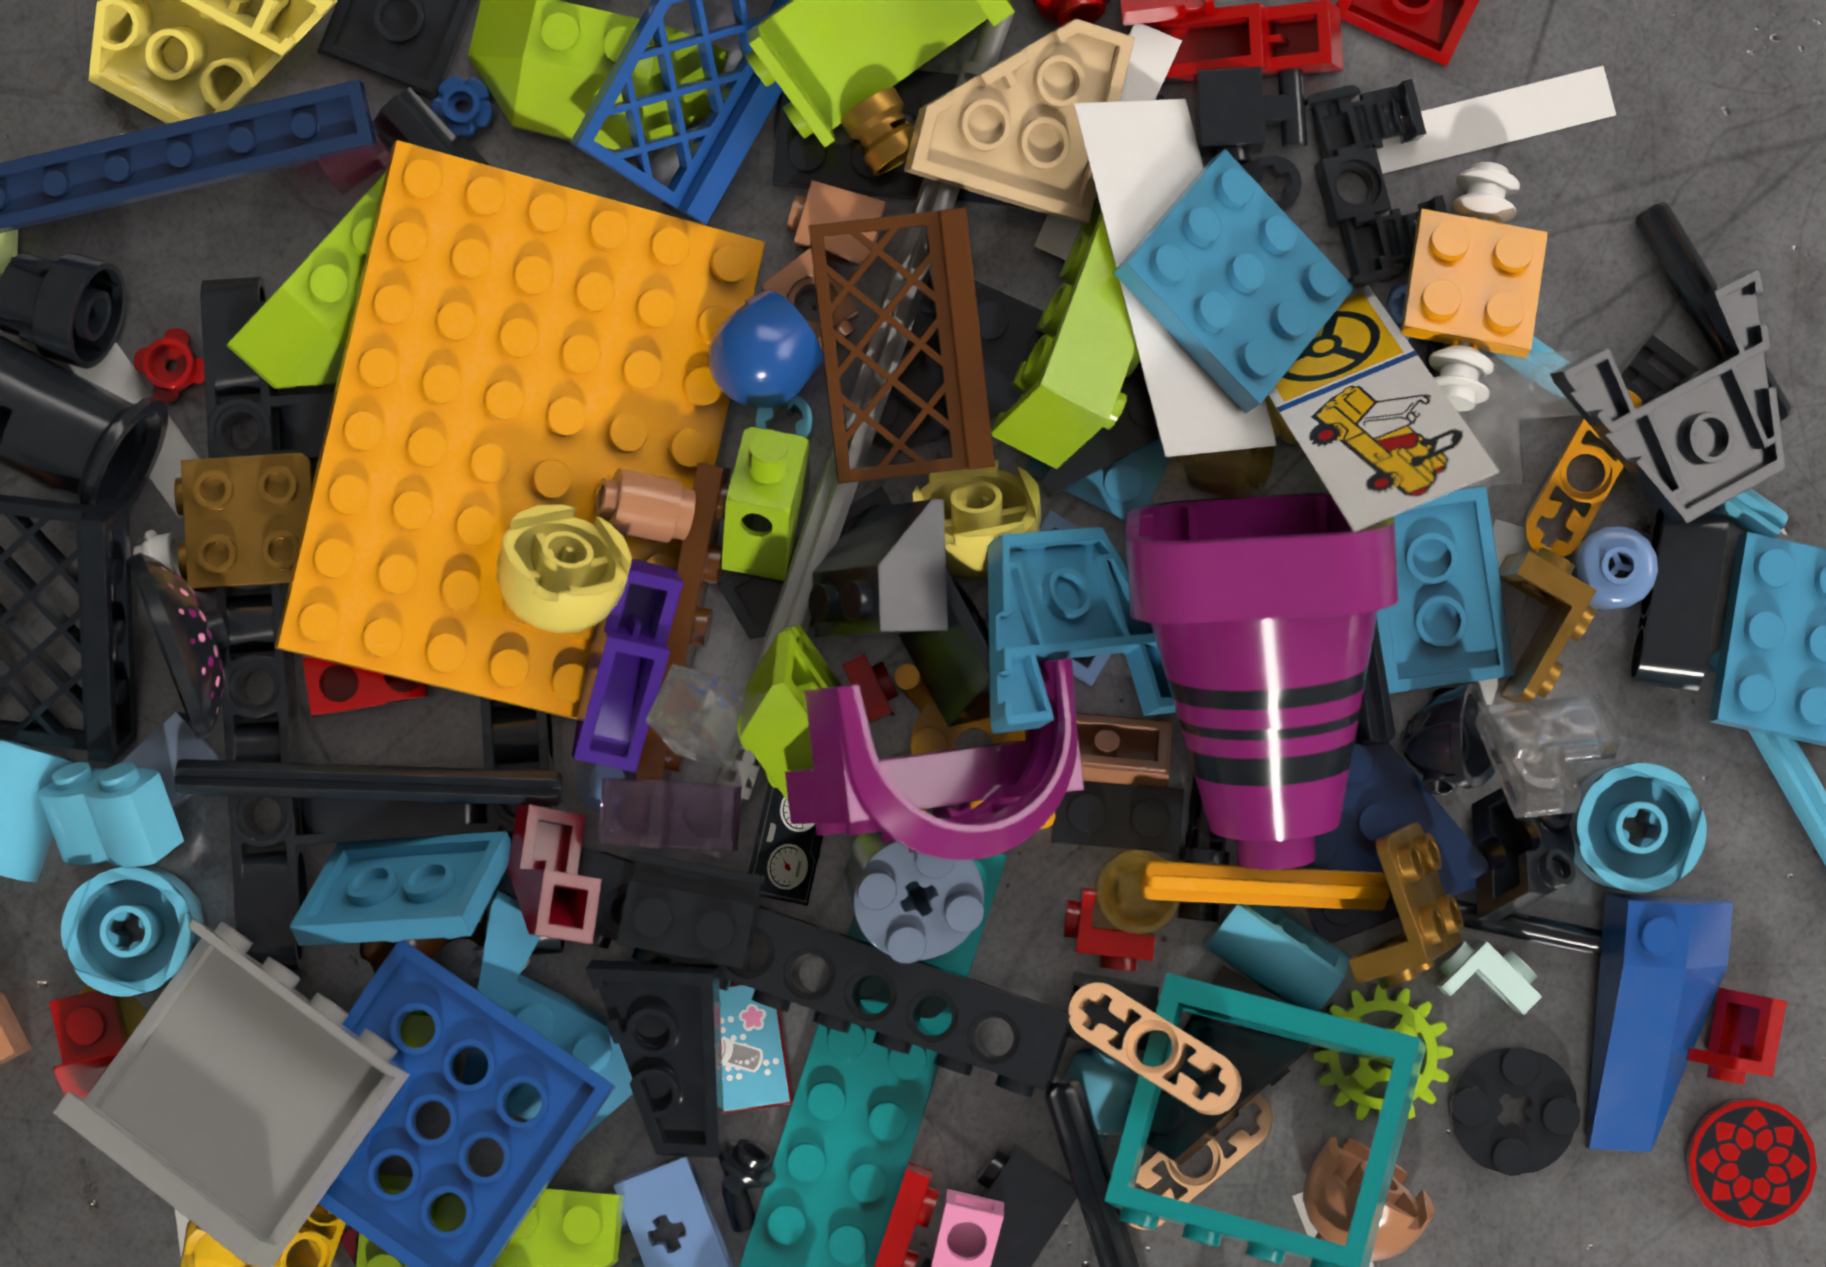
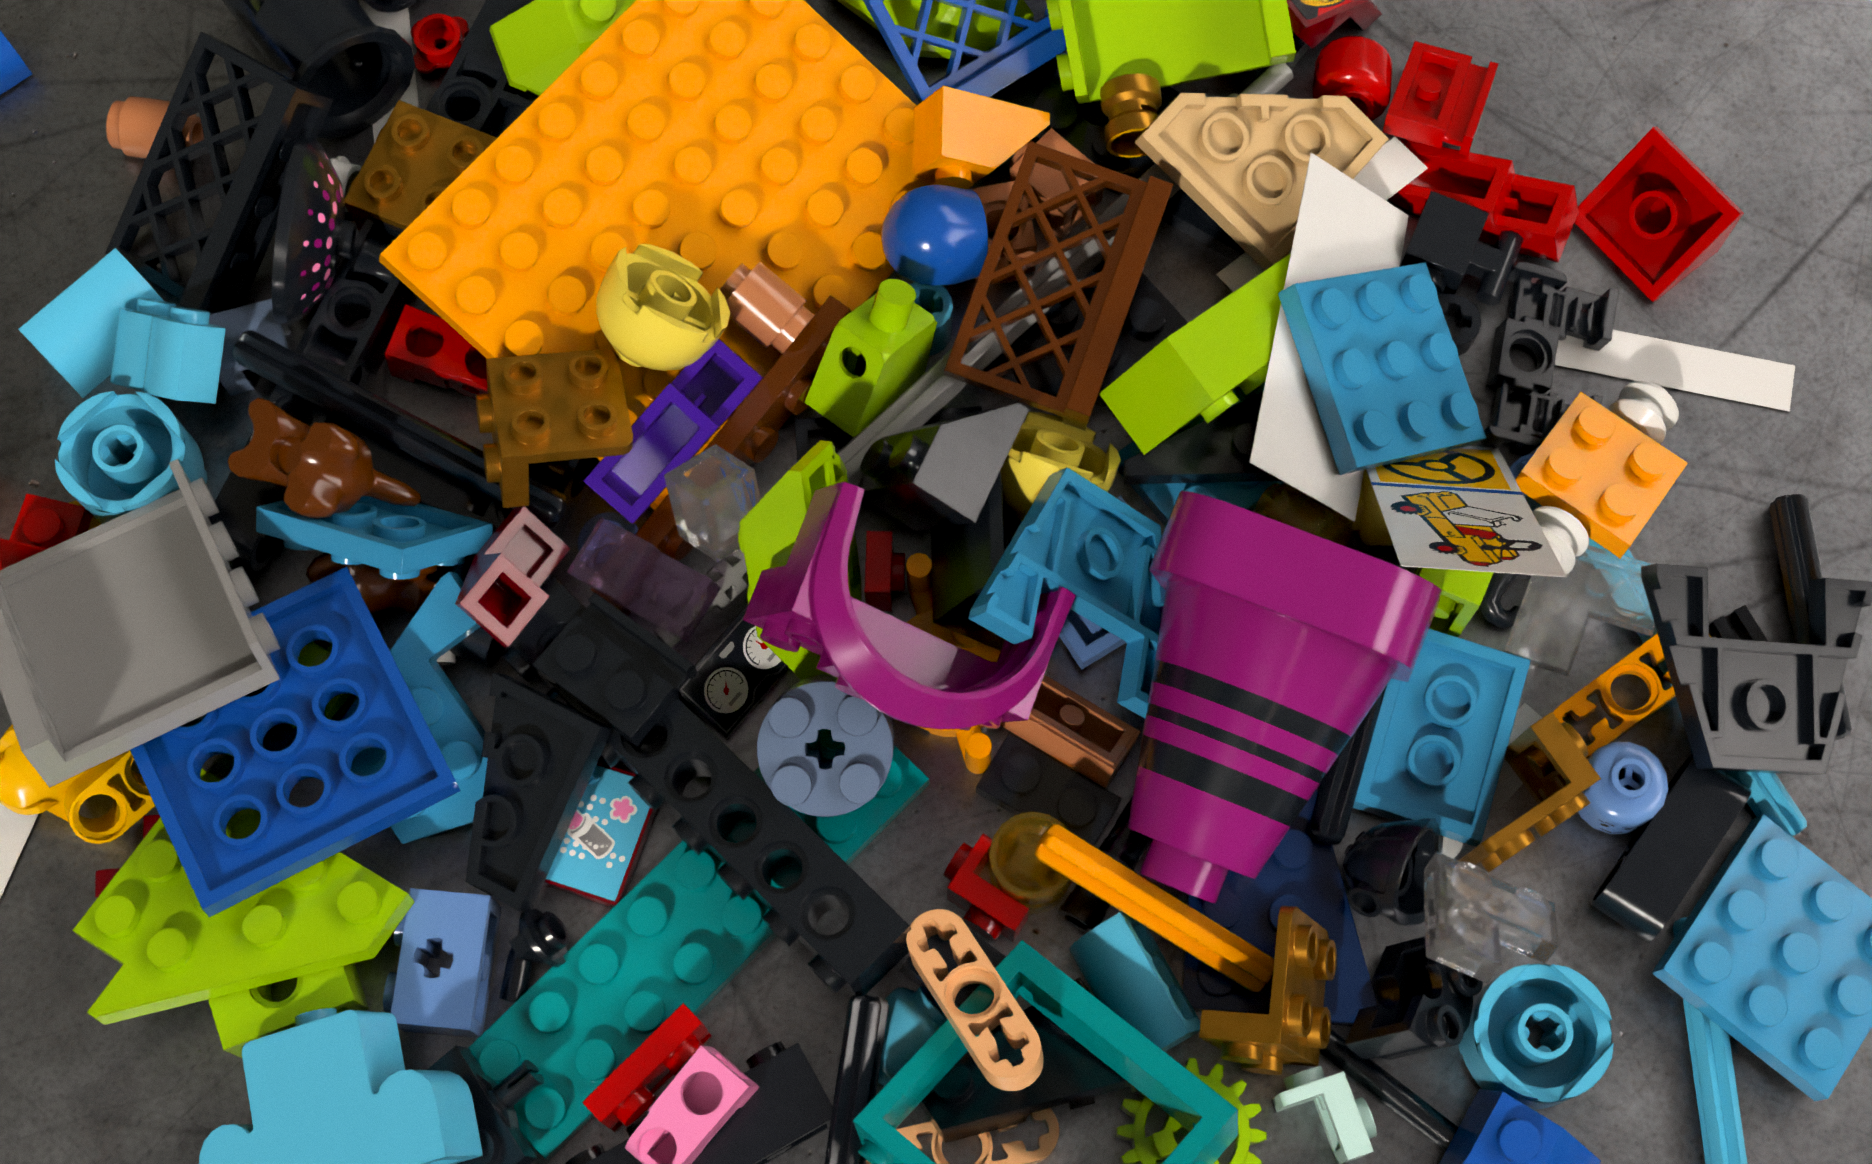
camera: 25 degrees right, 15 degrees down
(328, 862) = (318, 464): none -> reddish brown animal
(514, 714) = (550, 412): none -> pearl gold bracket
(744, 235) = (968, 135): none -> light orange slope

